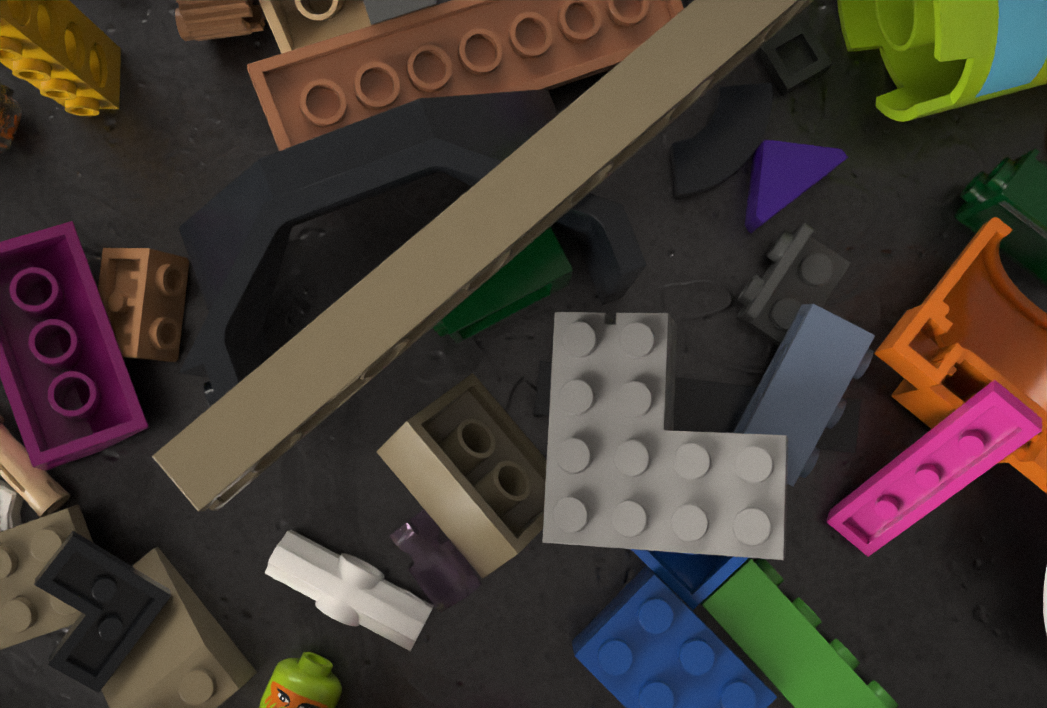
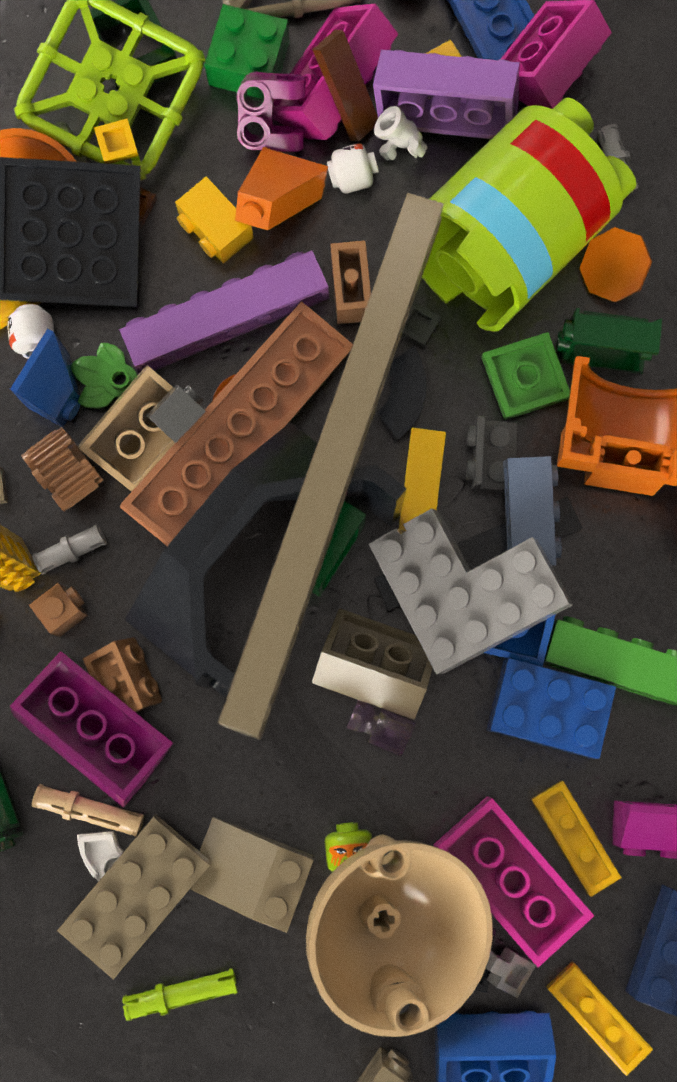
camera: 30 degrees left, 5 degrees down
(105, 166) = (59, 609): none -> medium nougat brick
(114, 606) = (215, 853): black plate -> none
(168, 96) = (69, 549): none -> light grey pin
(348, 589) = (341, 772): white piece -> none
(684, 259) = (422, 473): none -> yellow tile
(783, 174) = (450, 394): dark purple slope -> none
(900, 207) = (526, 376): none -> bright green plate
(935, 468) = (625, 512): dark pink plate -> none

